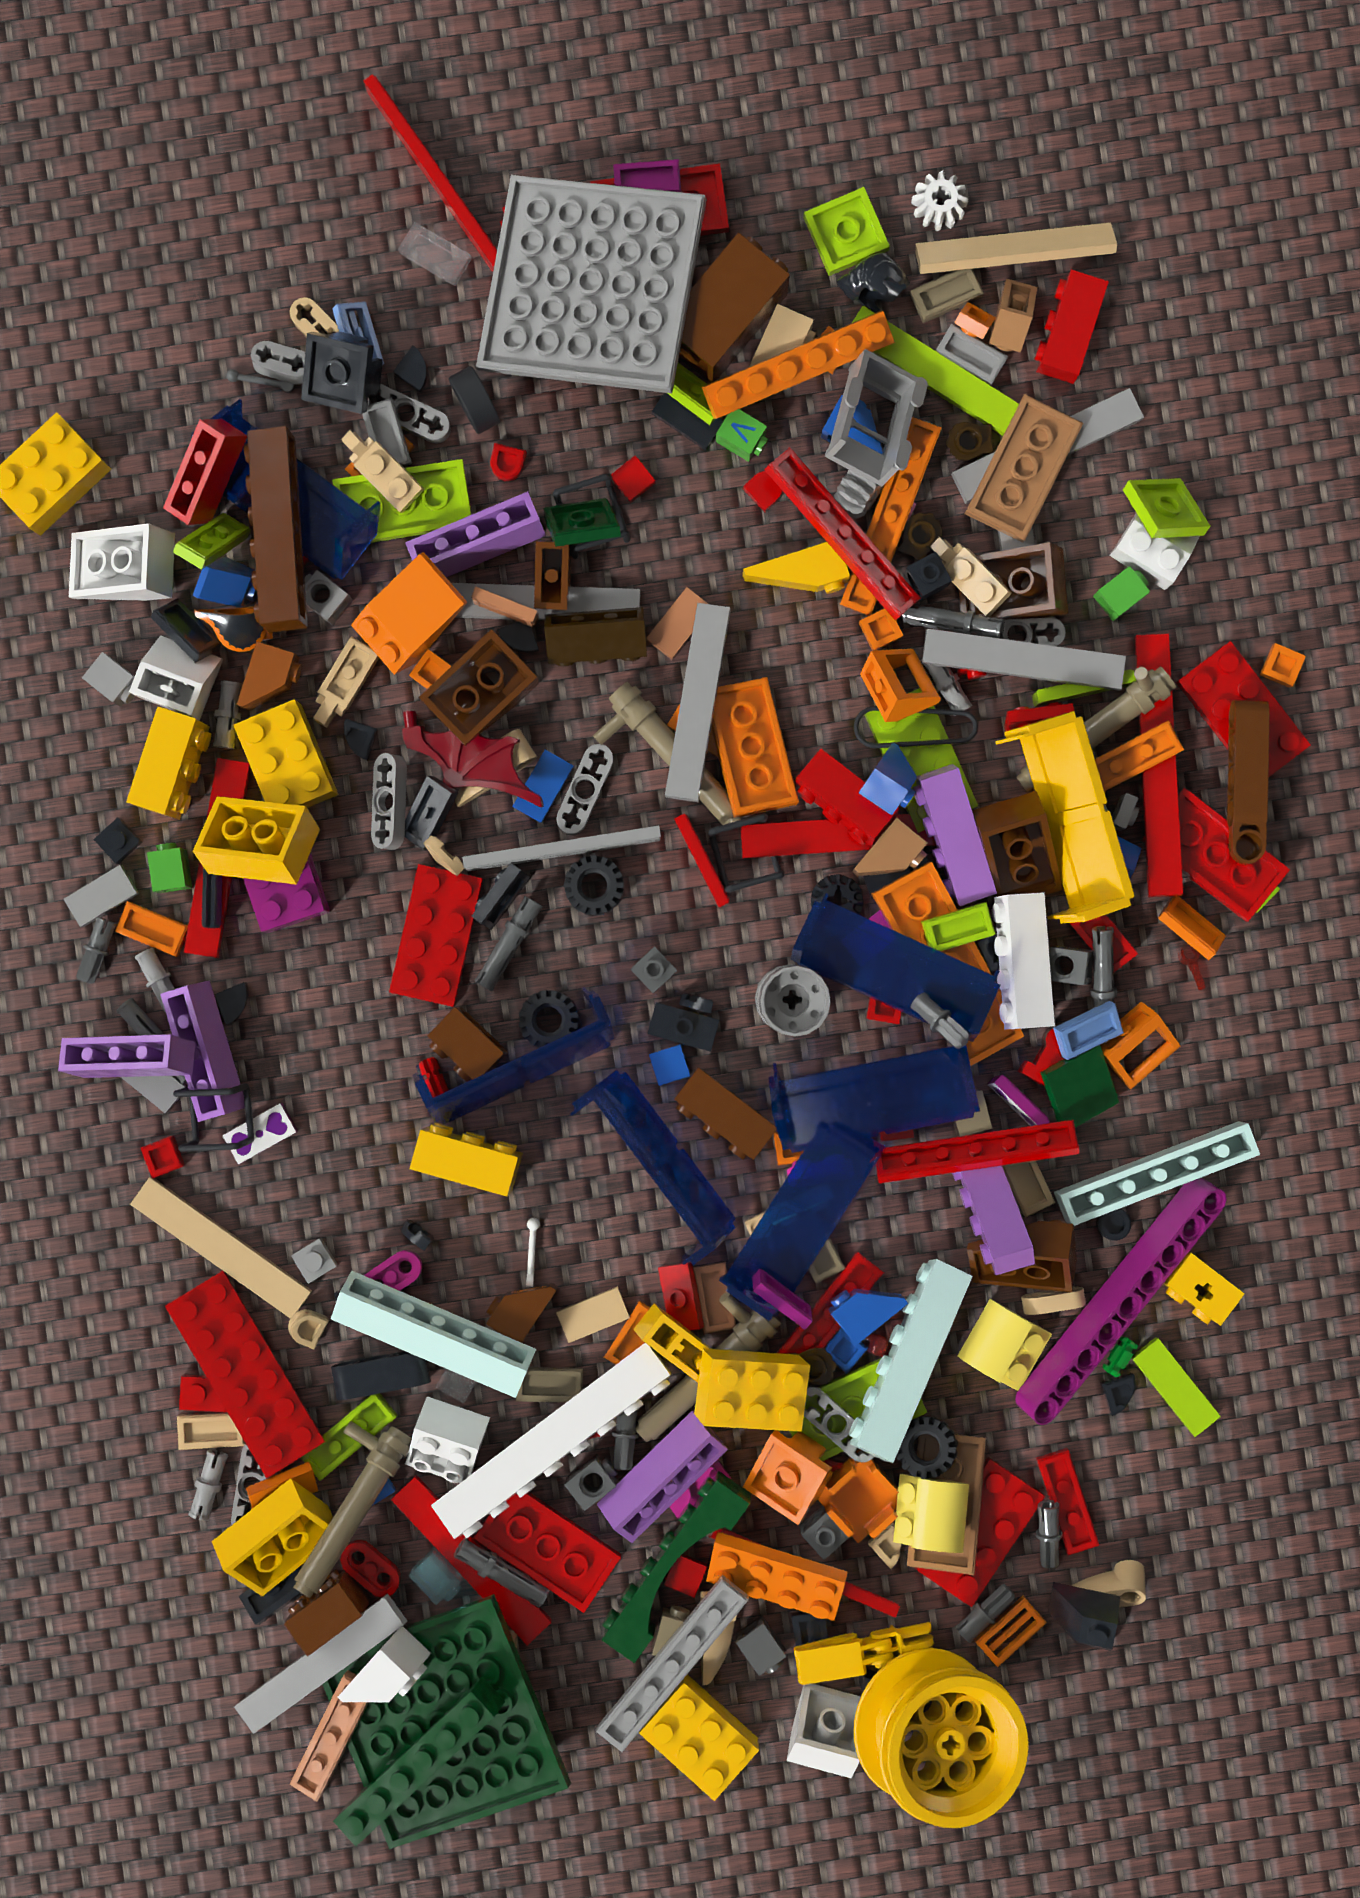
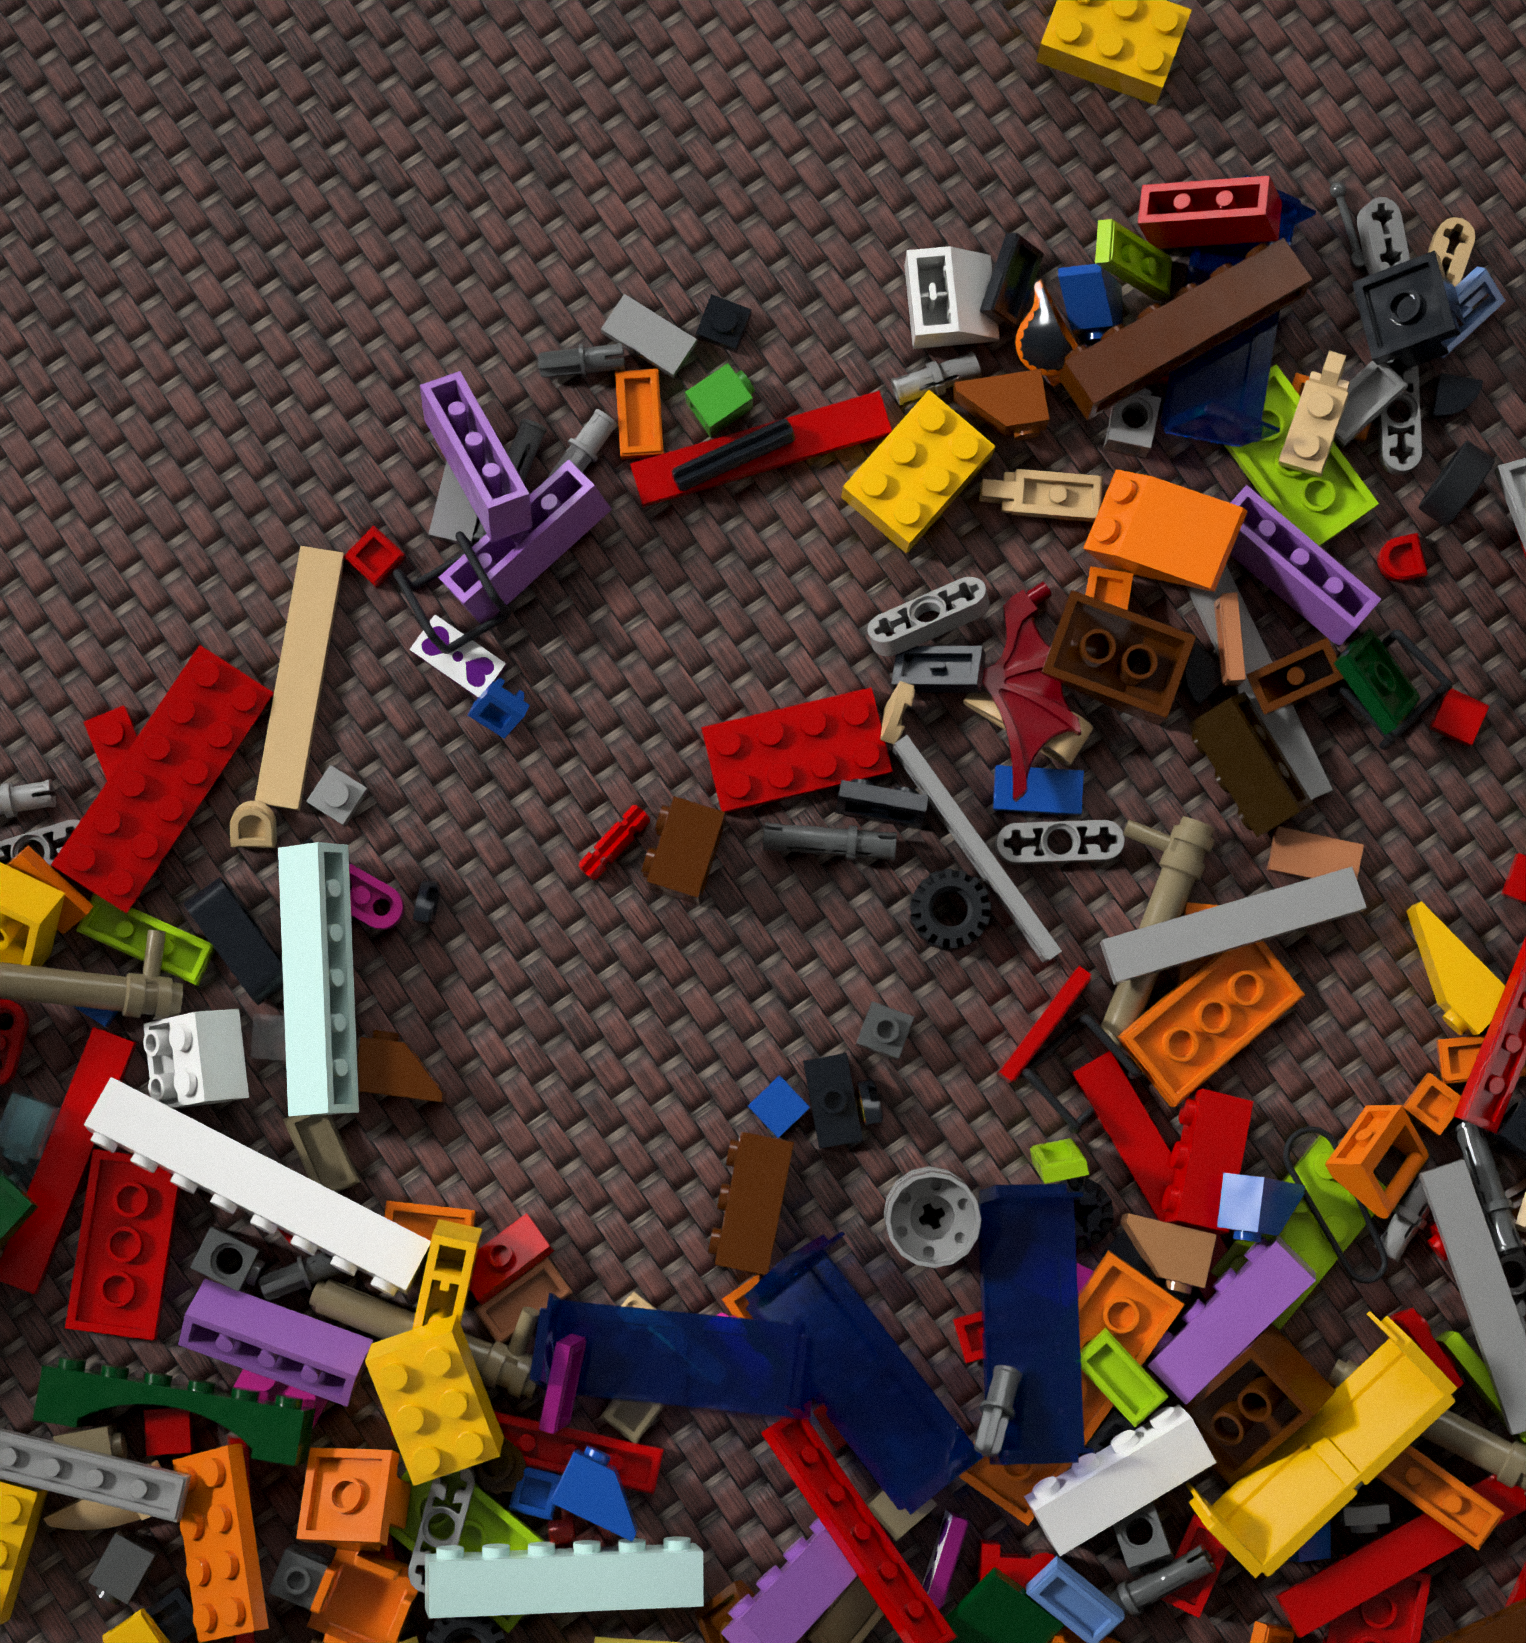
camera: 55 degrees right, 5 degrees down
(110, 679) = (909, 223): light grey brick -> none
(122, 563) = (1052, 171): white slope -> none
(169, 763) = (845, 338): yellow brick -> none
(207, 1431) = (72, 768): tan tile -> none
(232, 1002) = (599, 549): black tile -> none
(256, 840) = (807, 482): yellow brick -> none
(287, 904) = (762, 546): magenta brick -> none
(309, 1123) = (499, 708): none -> blue tile
(360, 738) = (986, 545): black tile -> none
(466, 1159) = (547, 916): yellow brick -> none
(489, 1565) = (68, 1194): dark grey pin -> none
(531, 1066) = (695, 937): clear blue piece -> none
(533, 1224) = (506, 1037): white hinge -> none
(544, 999) = (756, 907): black tyre -> none
(593, 1314) = (432, 1162): tan tile -> none
(667, 1166) = (656, 1163): clear blue piece -> none
(796, 897) = (1058, 1160): none -> lime tile

